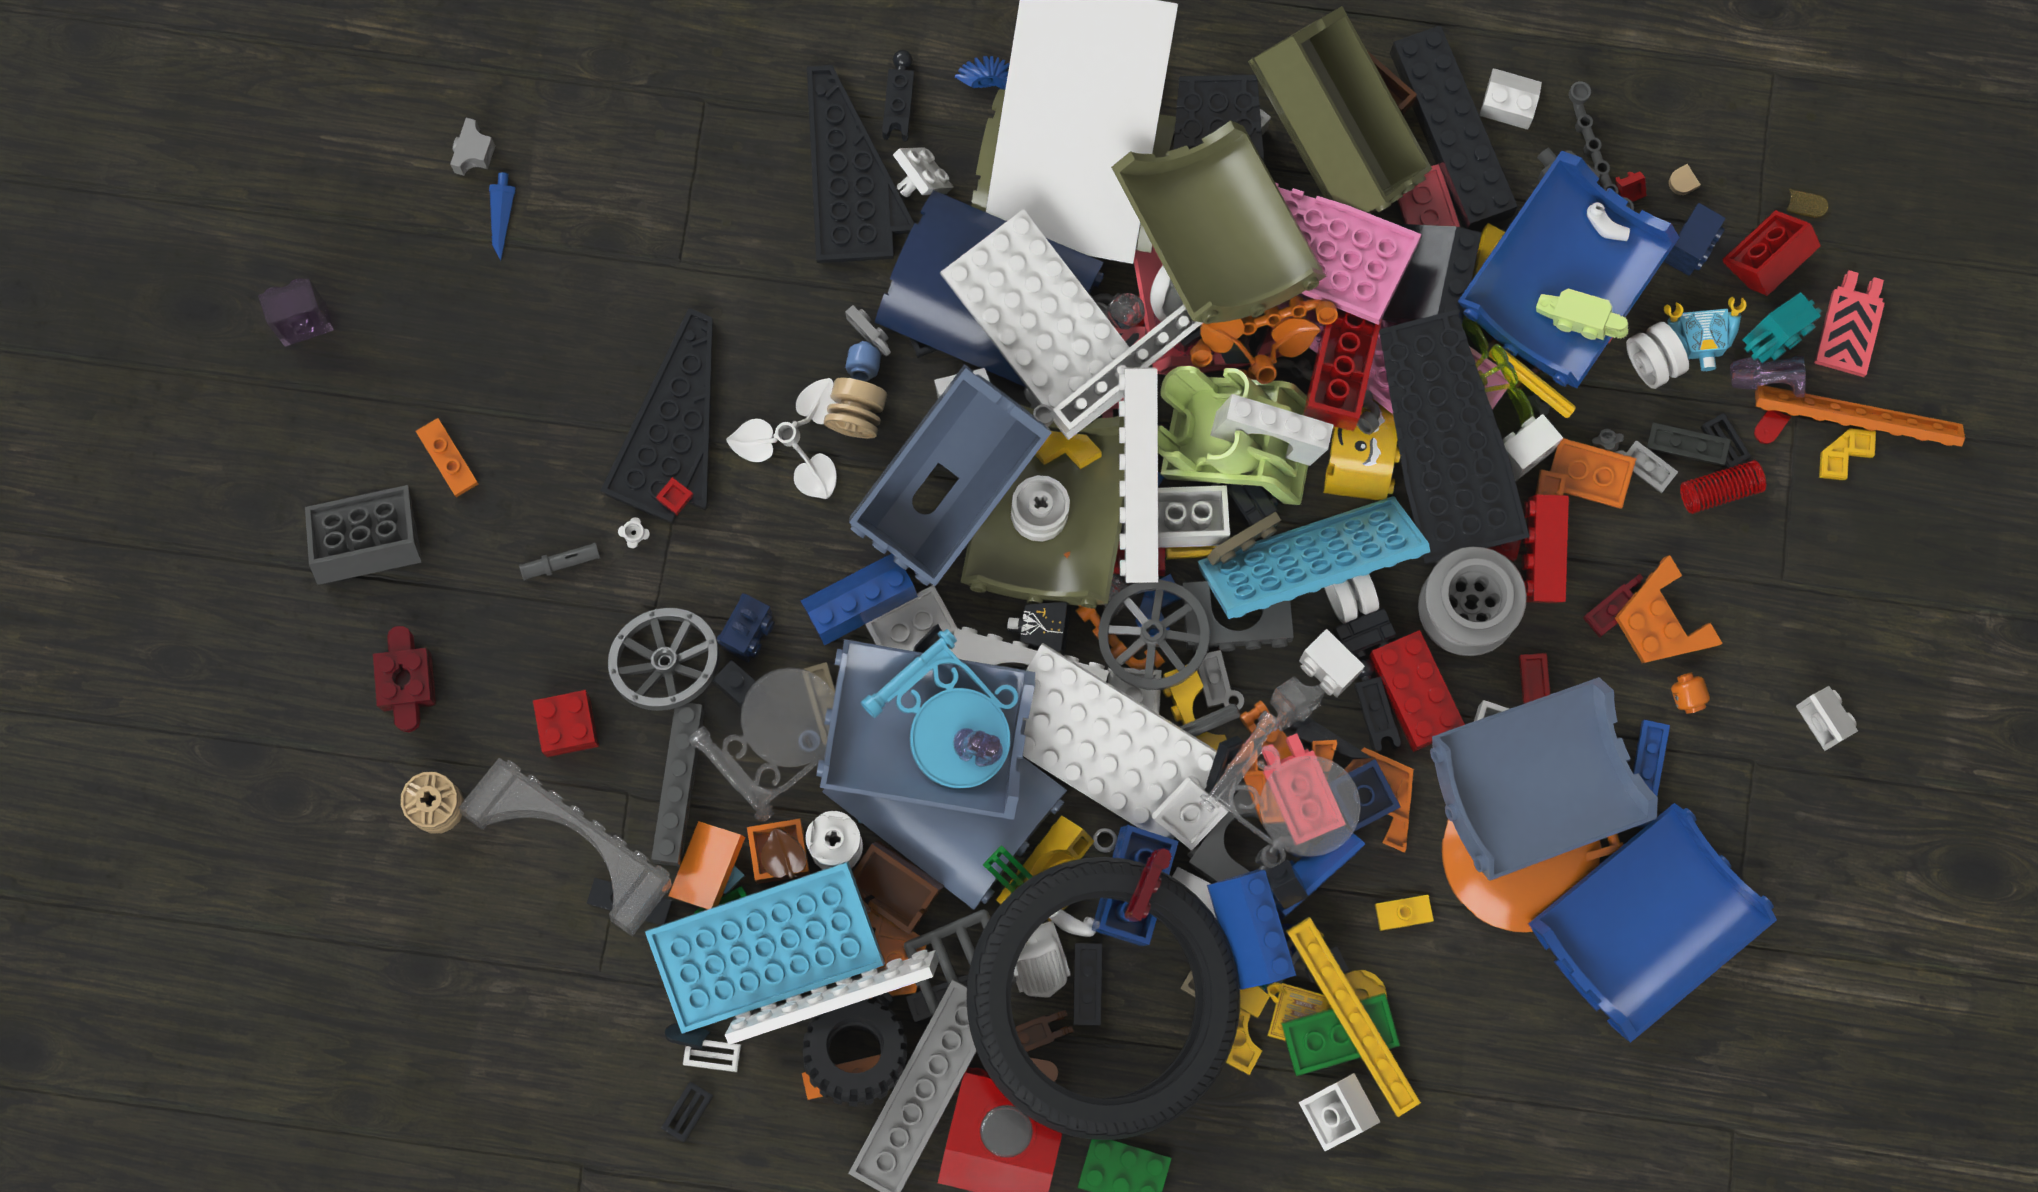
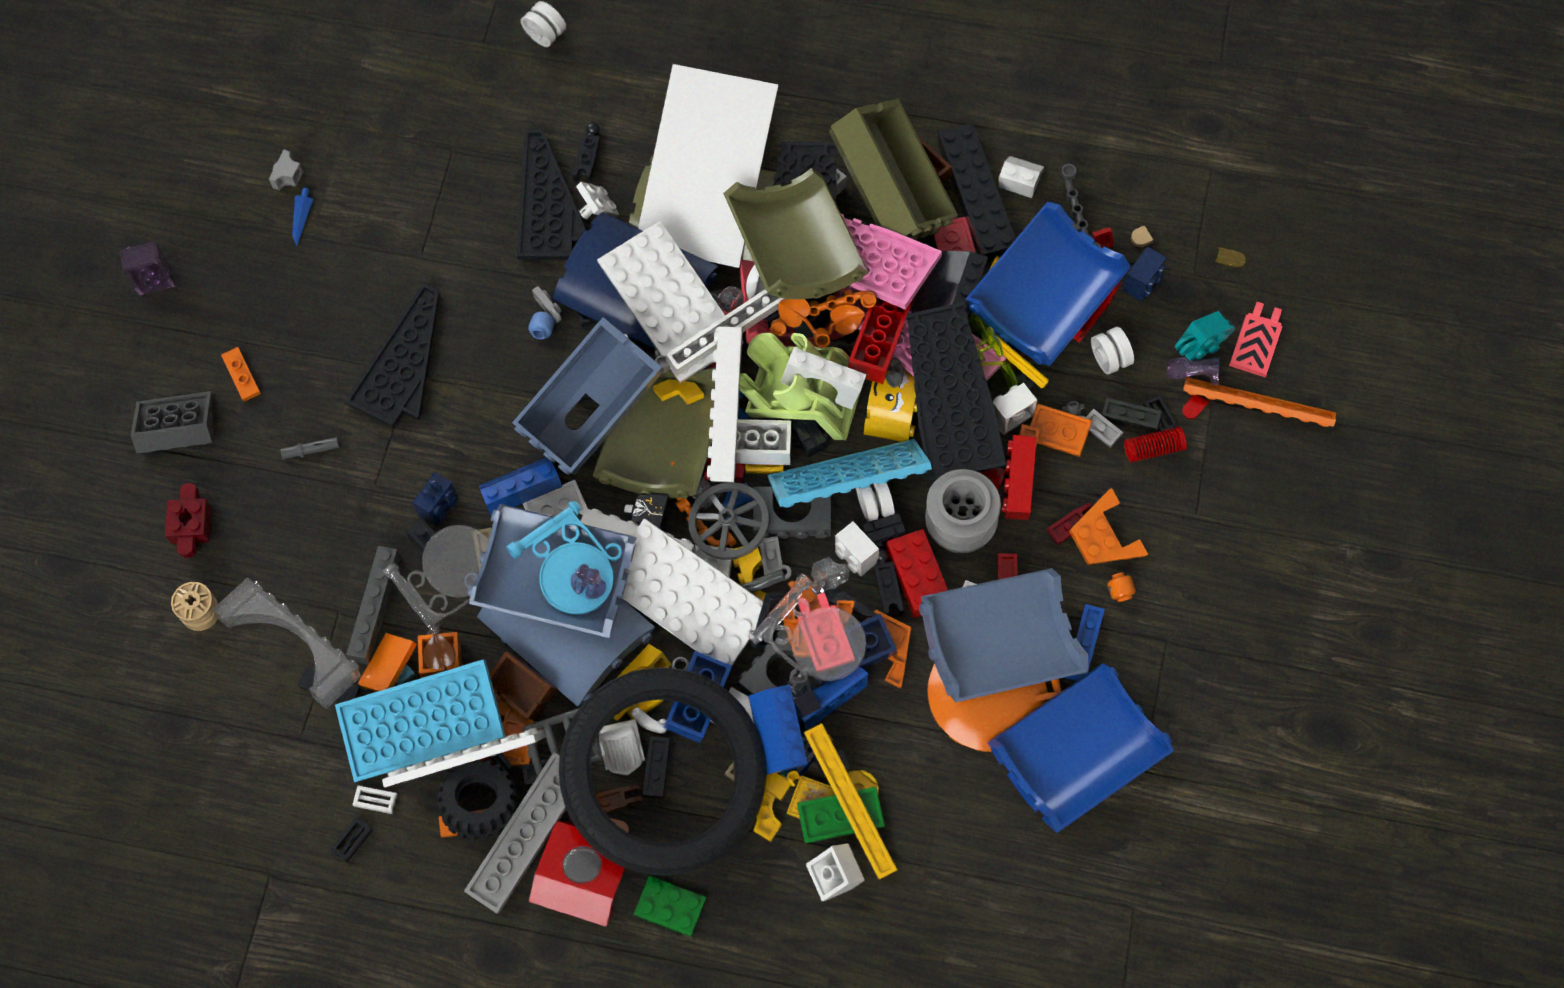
camera: 10 degrees right, 10 degrees down
(565, 723) = (298, 558): red brick -> none
(633, 525) = (365, 427): white plate -> none
(661, 656) = (375, 519): dark grey wheel -> none
(674, 496) = (395, 406): red plate -> none
(692, 1038) = (362, 786): black piece -> none
(754, 441) = (459, 375): white plant -> none
(829, 828) = (477, 644): white piece -> none
(855, 408) = (531, 354): tan wheel -> none
(984, 76) = (645, 142): blue hair -> none
(1017, 880) = (603, 664): green tile -> none
(1053, 507) = (654, 428): white wheel -> none
(1148, 884) = (701, 686): dark red hinge -> none
(1185, 816) = (738, 648): white plate -> none
(1244, 540) = (801, 459): dark tan plate -> none
(1404, 912) = (896, 731): yellow plate -> none
(1583, 314) = (1056, 315): yellowish green hinge -> none
(1604, 225) = (1077, 256): white arm -> none
(1706, 332) = (1149, 339): medium azure torso -> none
(1772, 252) = (1202, 287): red slope -> none
(1827, 717) = (1222, 610): white slope -> none
(1836, 456) = (1252, 421): yellow tile -> none

